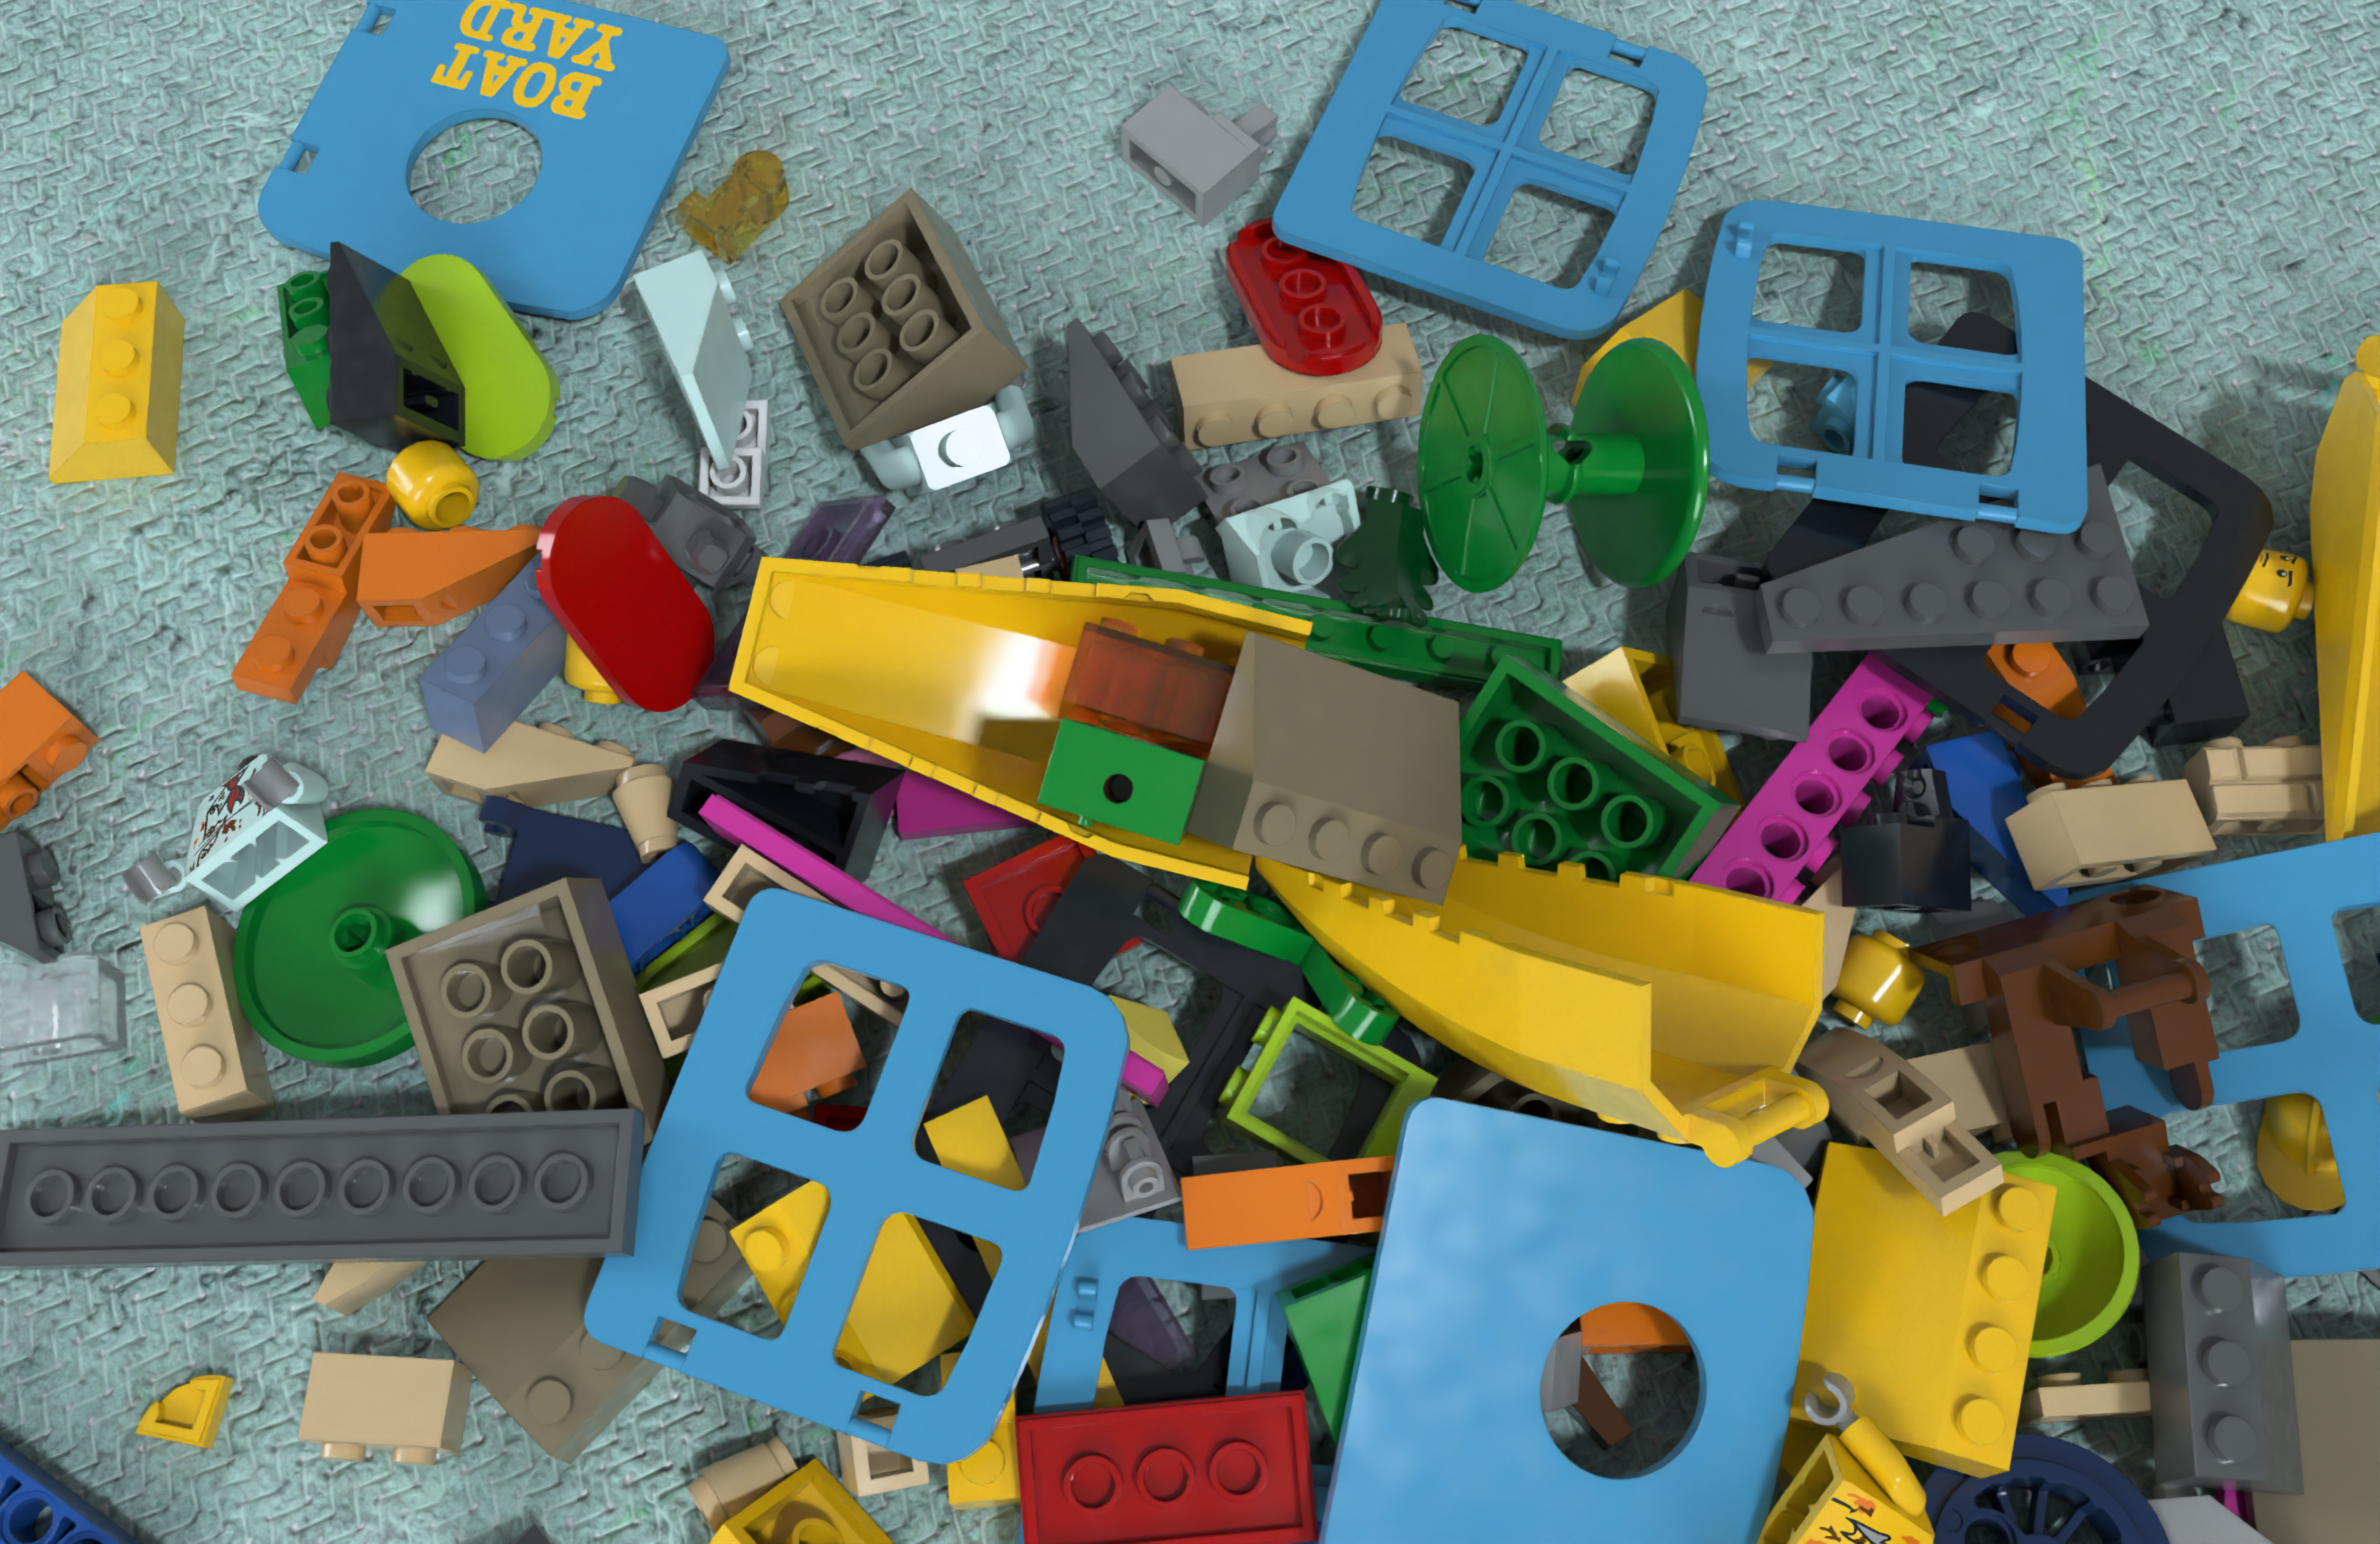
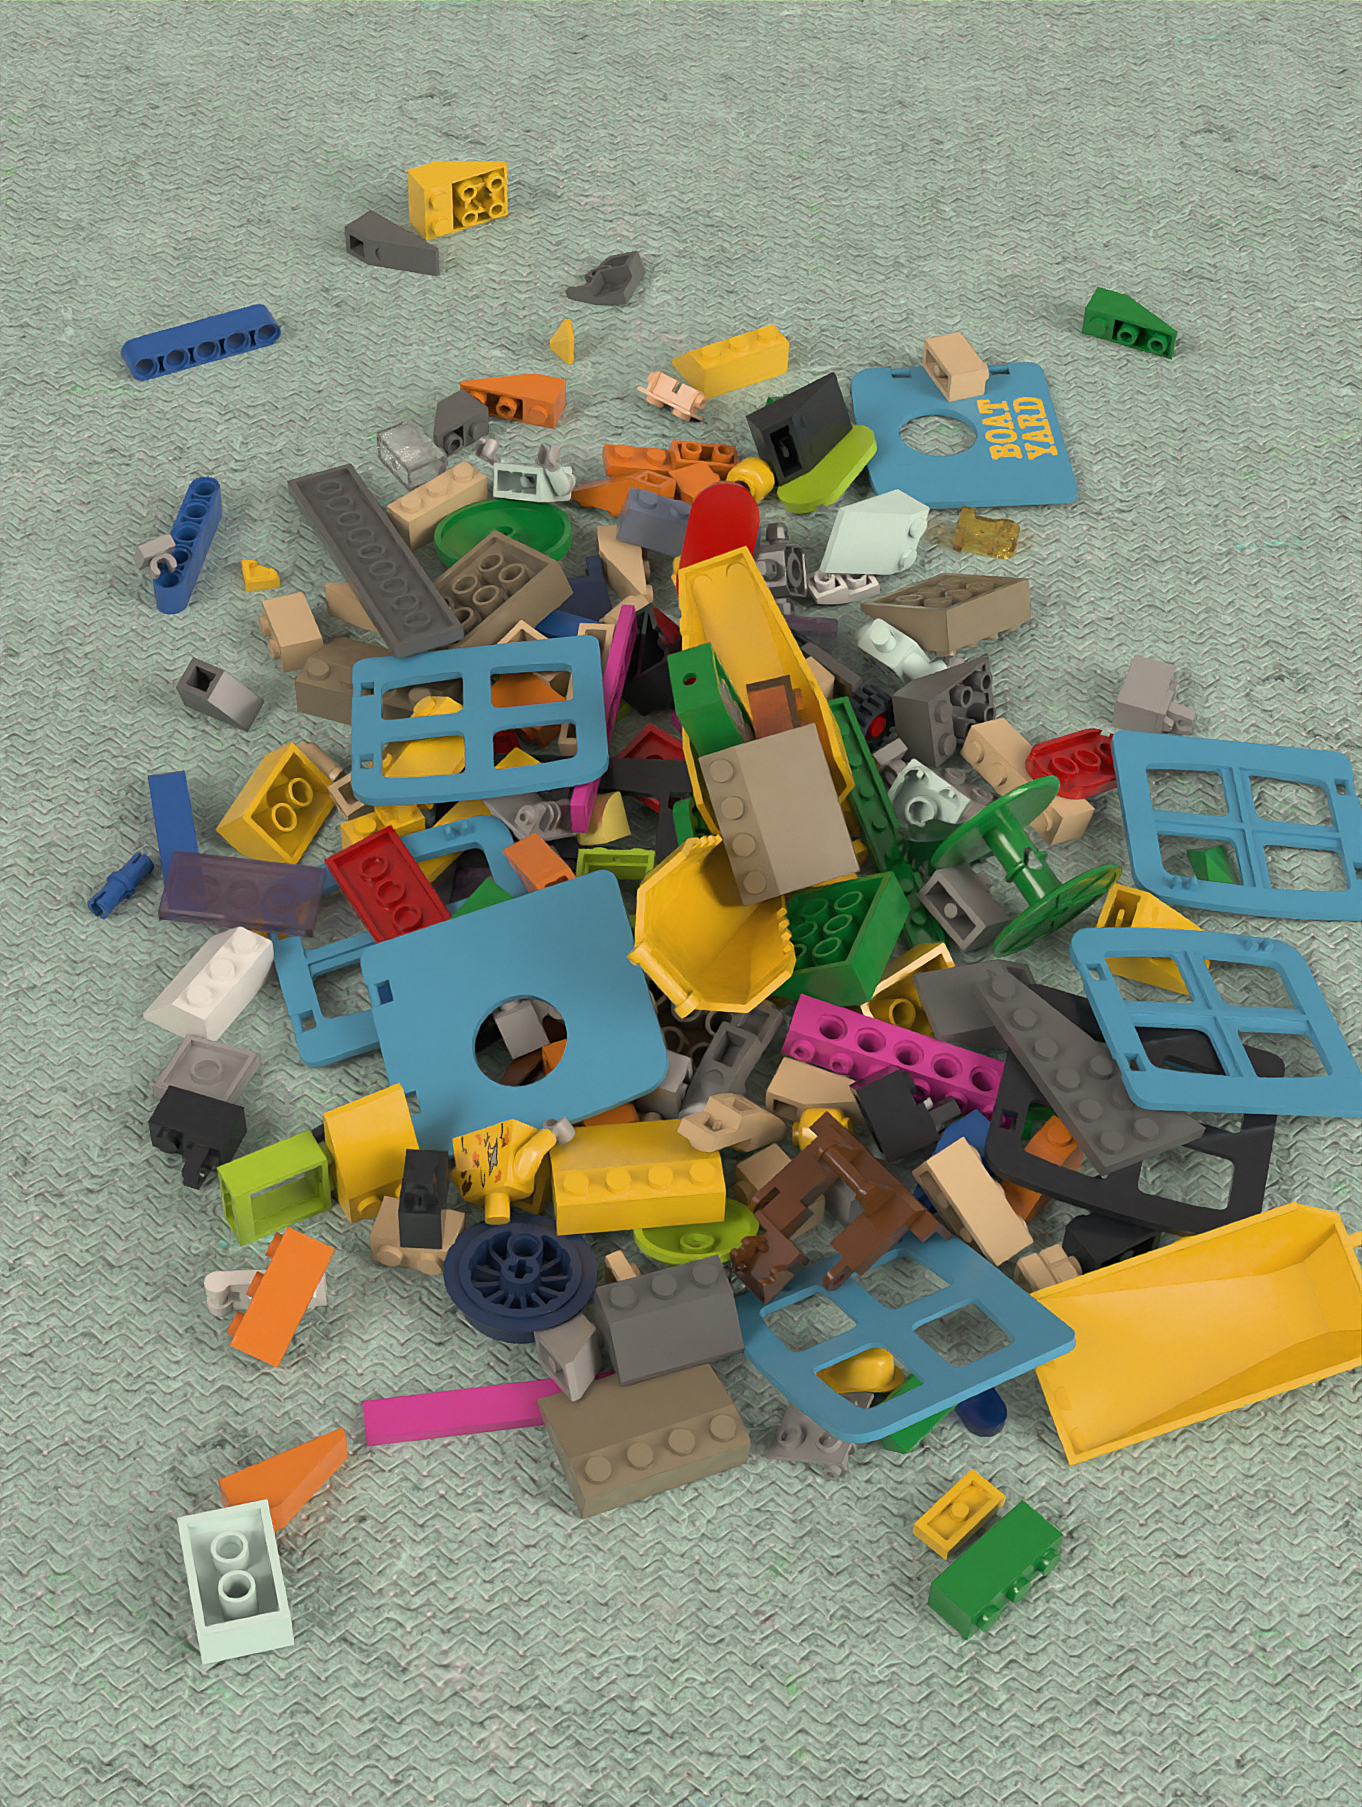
camera: 65 degrees right, 20 degrees down
(137, 531) = (685, 402): none -> light nougat hinge
(351, 74) = (954, 367): none -> tan brick
(358, 689) = (612, 492): none -> orange slope
(1548, 594) = (963, 906): none -> light grey hinge
(1551, 232) = (1212, 864): none -> green slope

